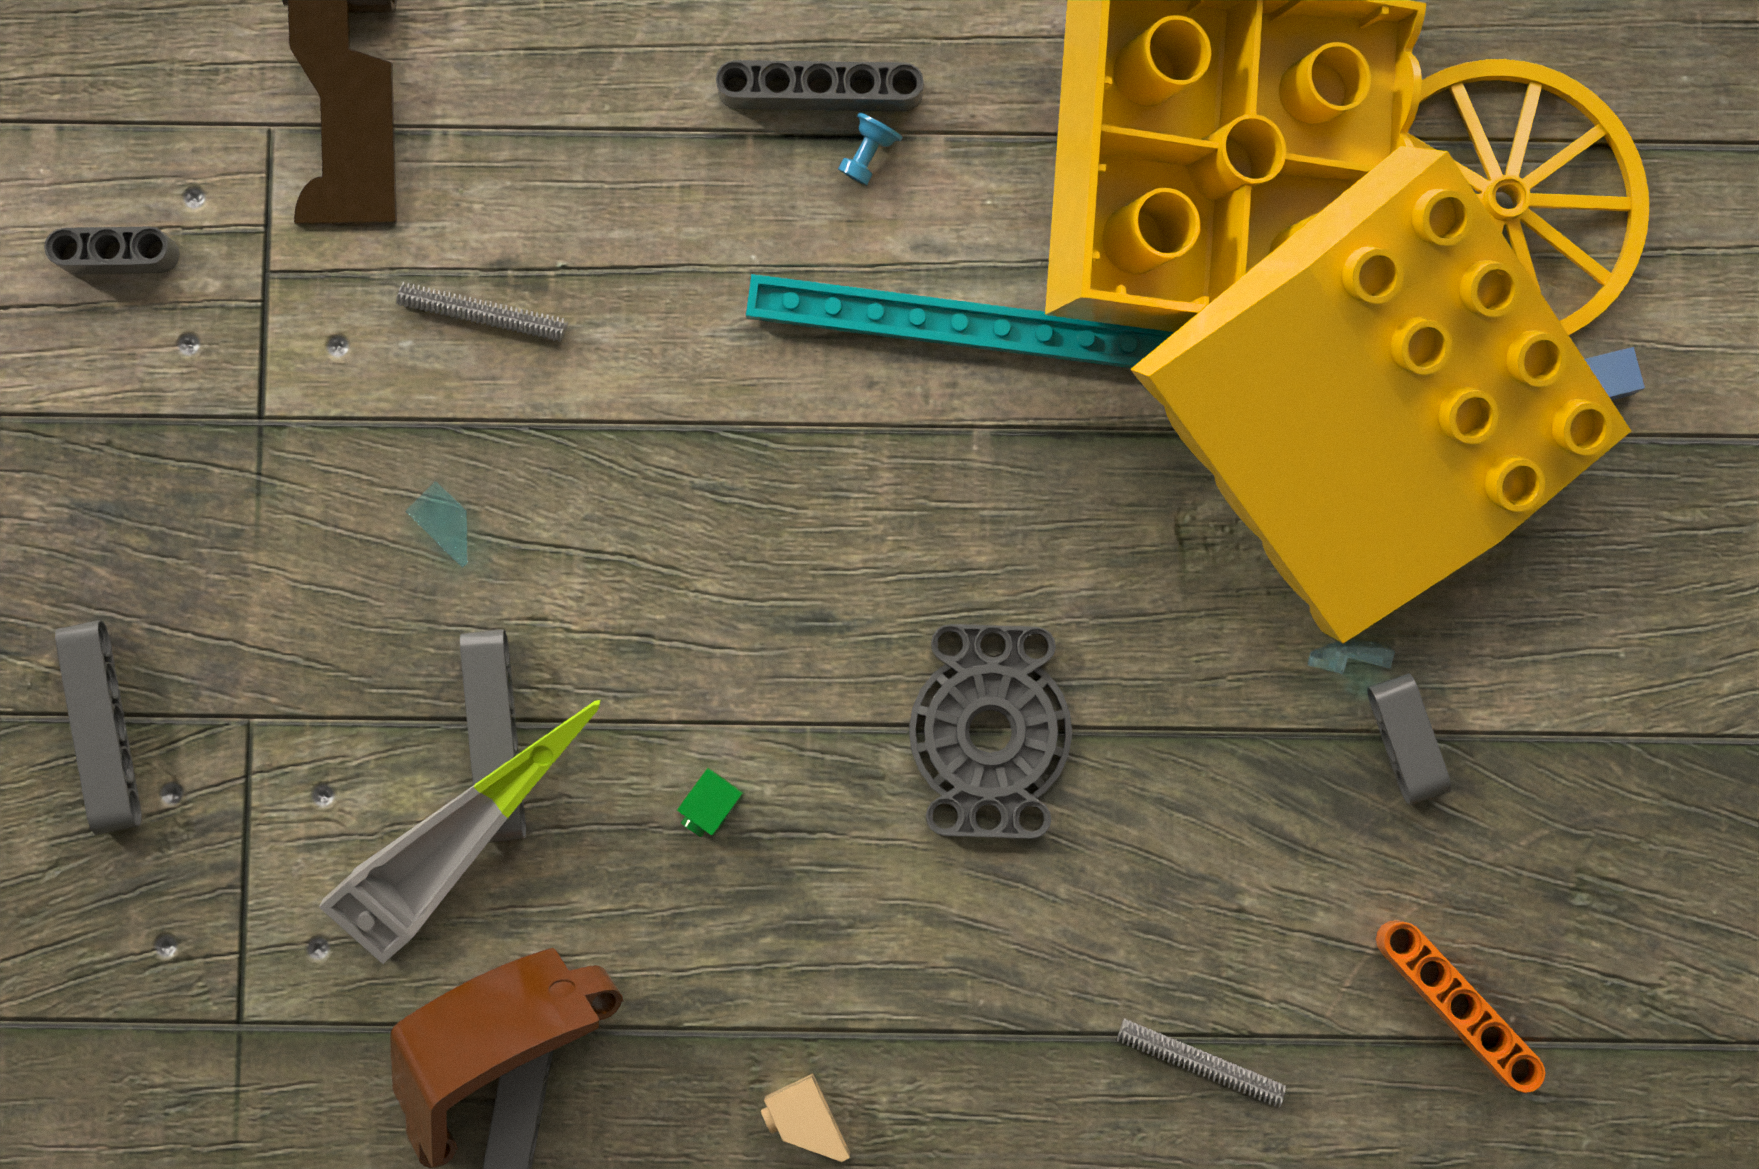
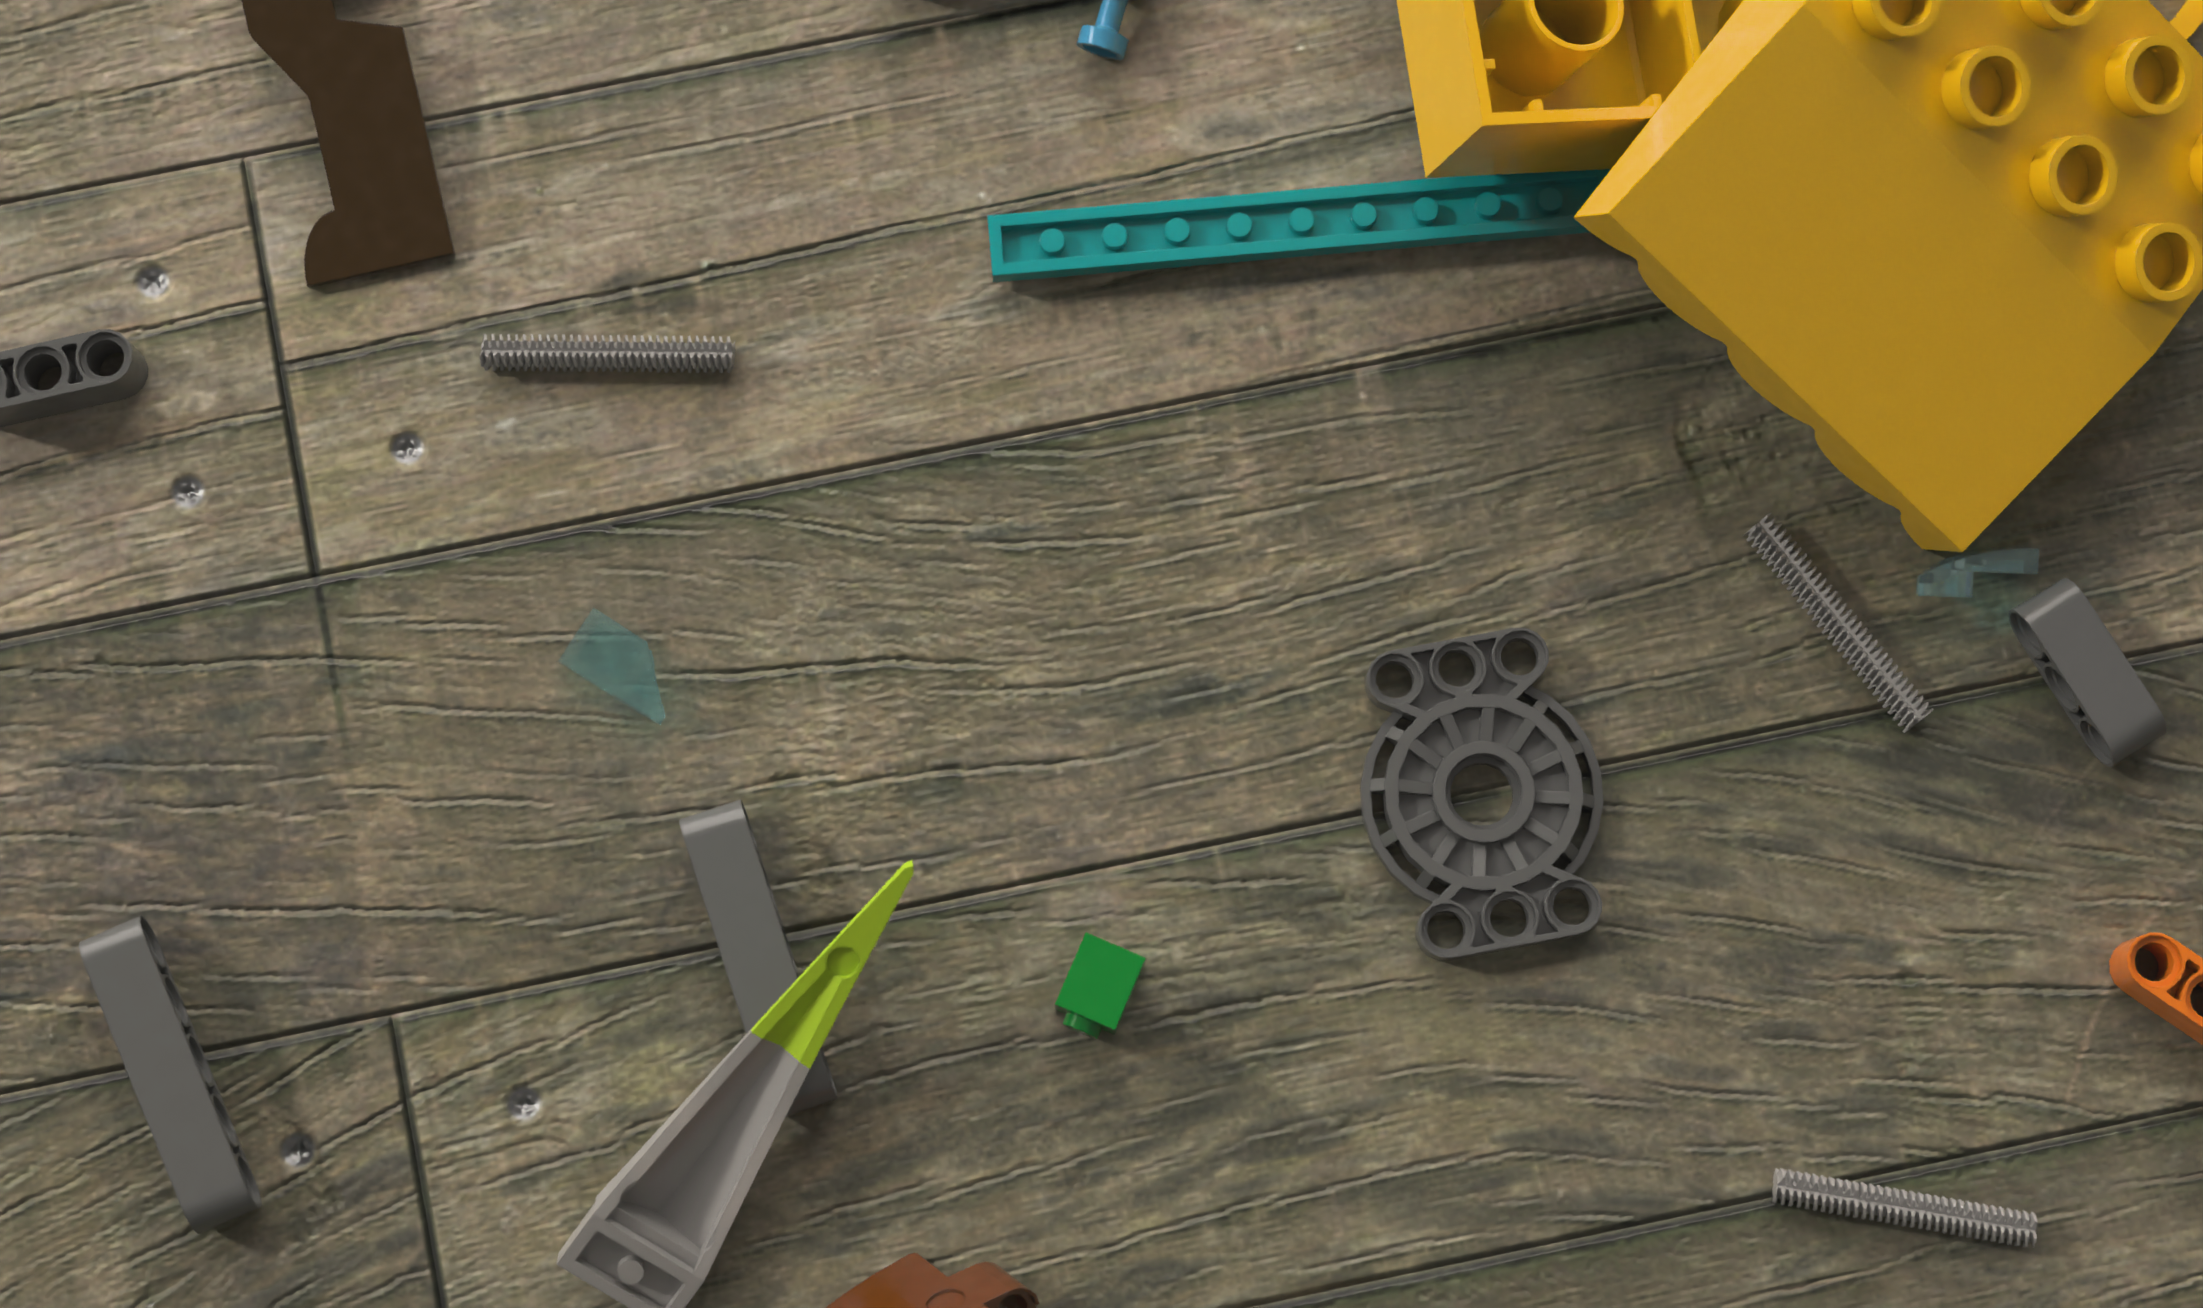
camera: 15 degrees left, 5 degrees down
(1252, 669) = (1838, 622): none -> light grey axle

